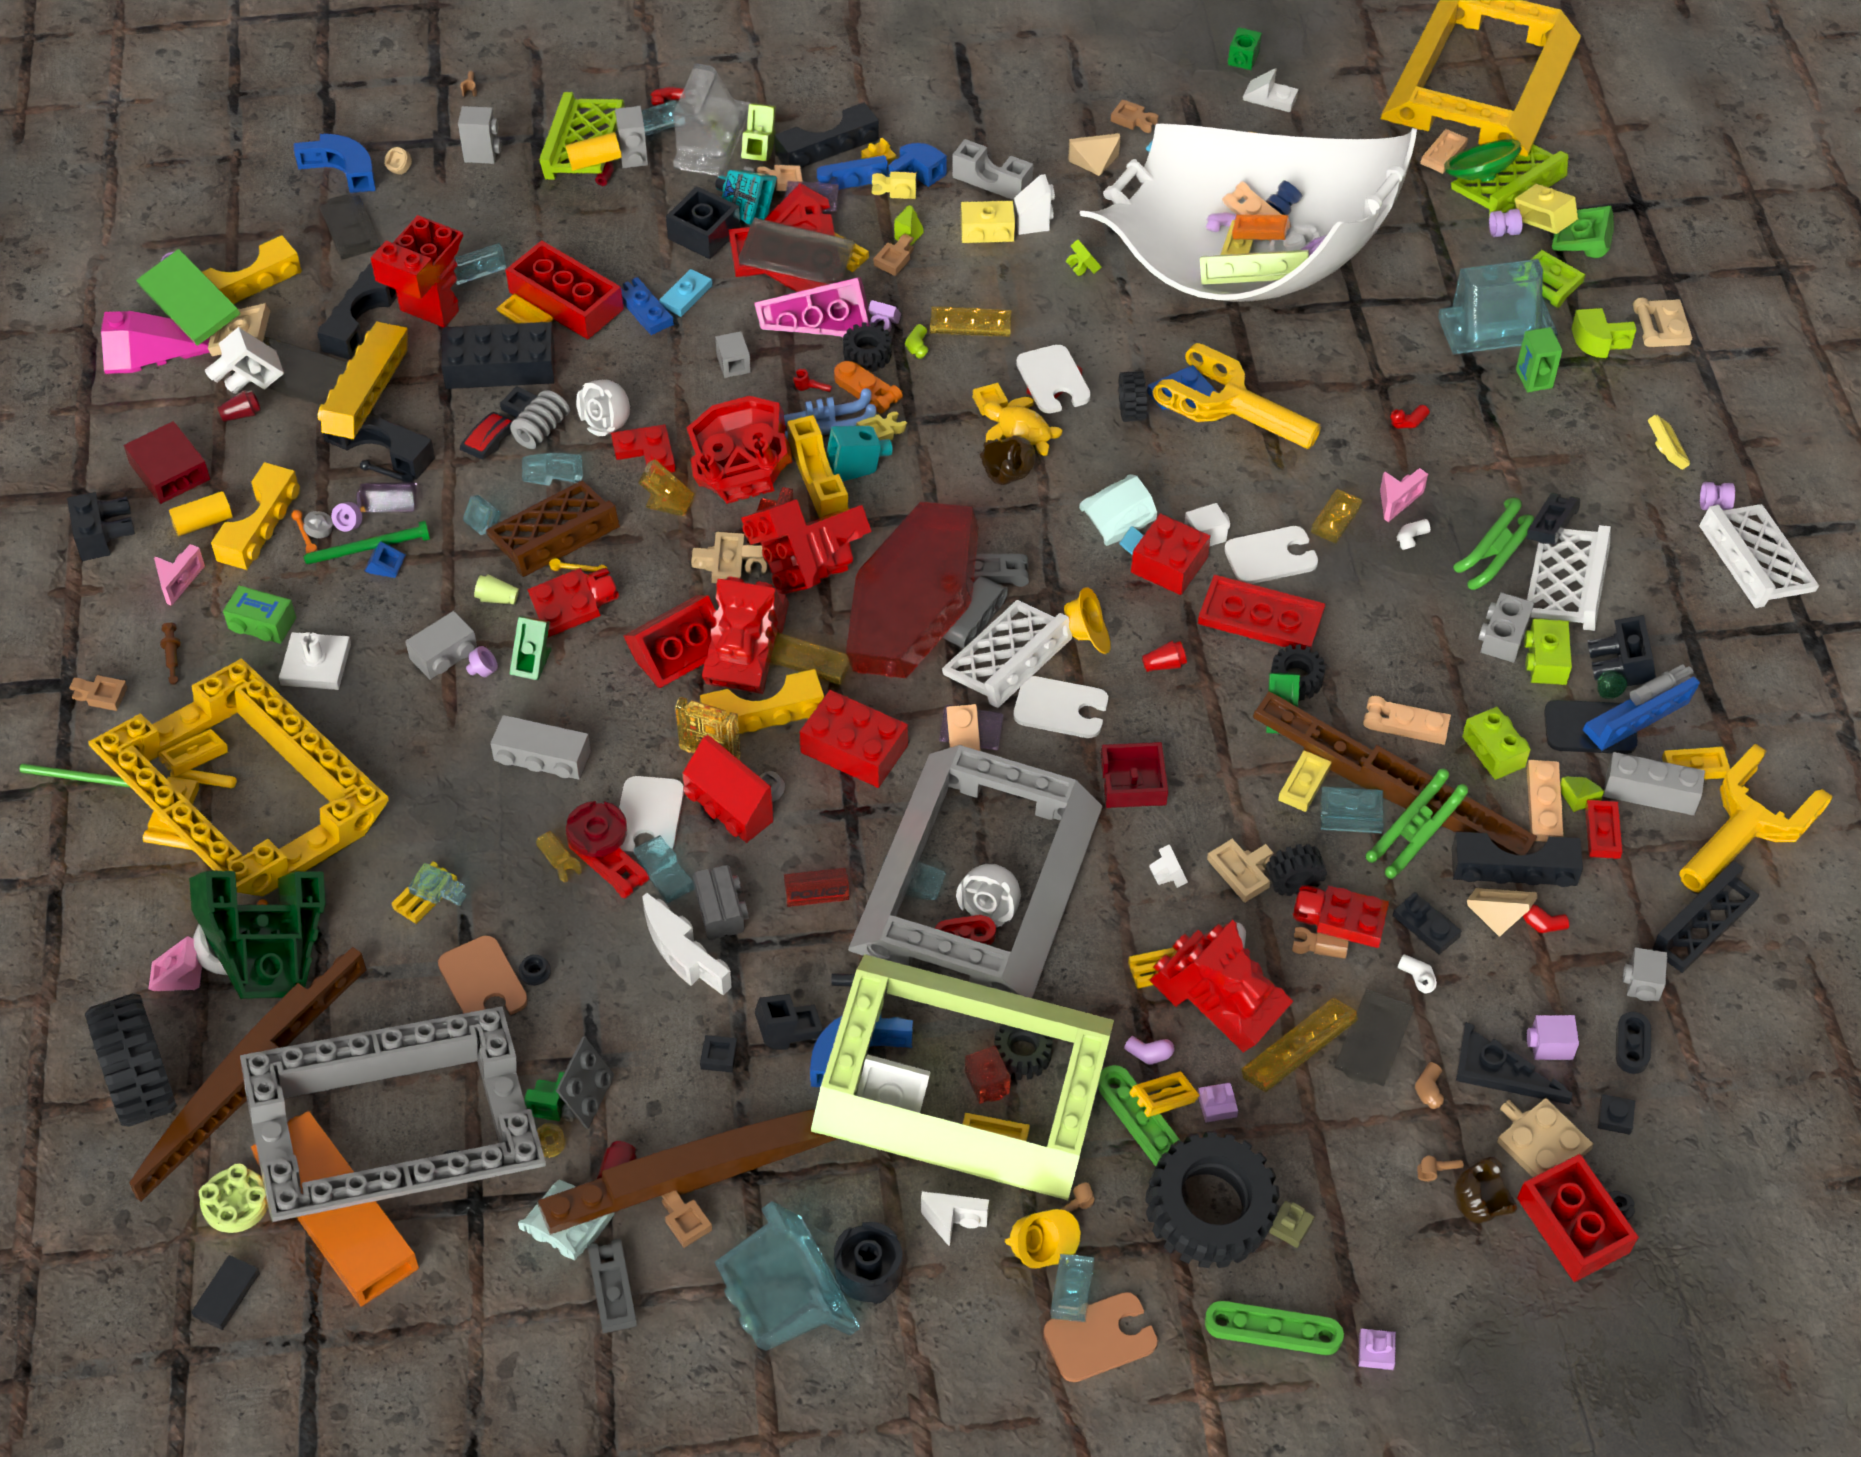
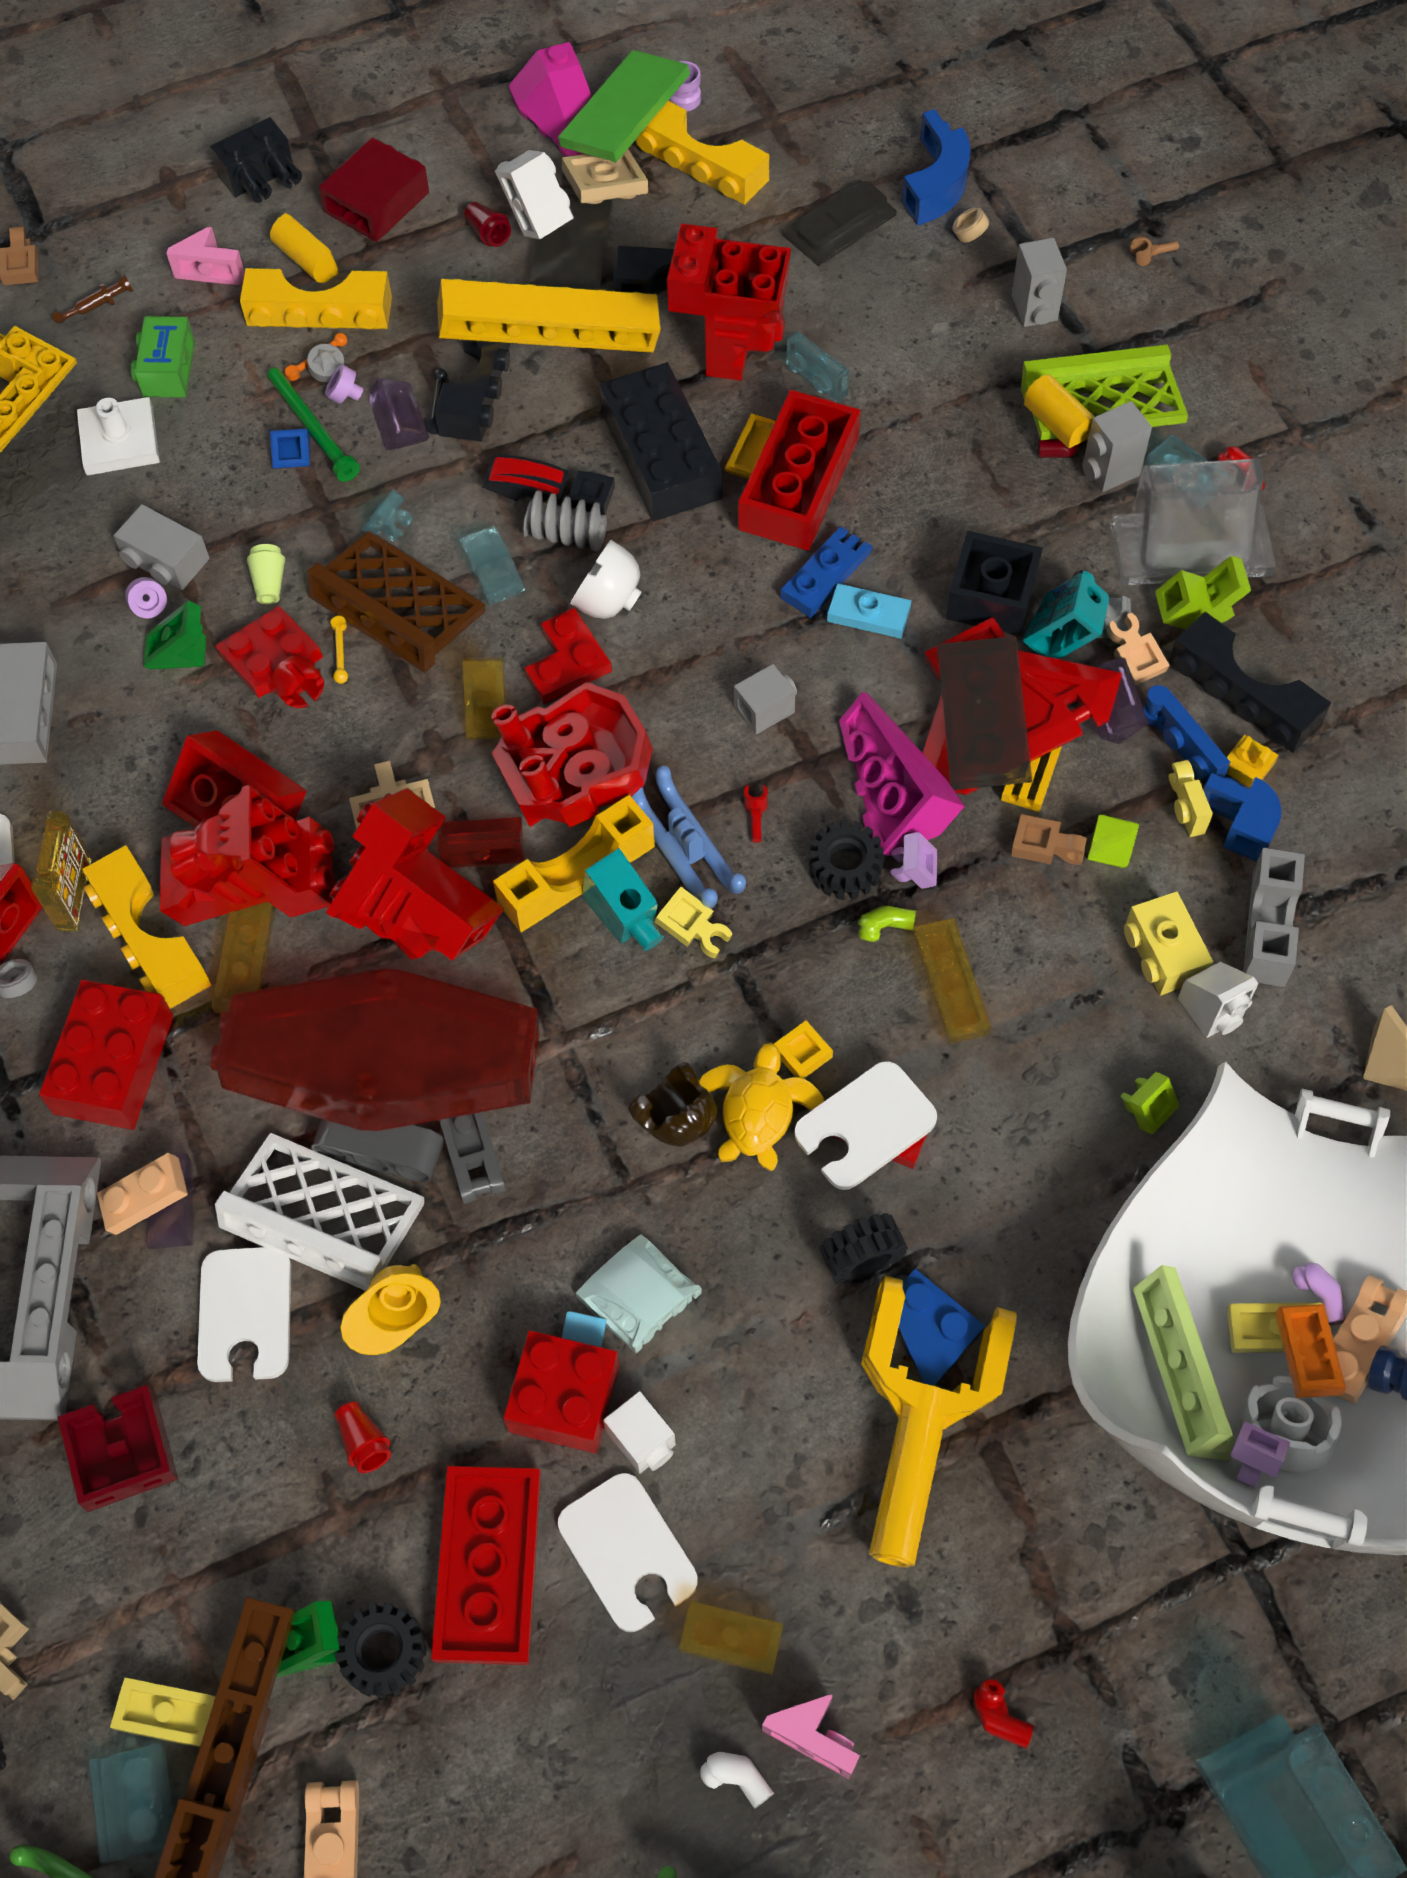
camera: 75 degrees right, 10 degrees up
(855, 378) = (774, 881): orange plate -> none

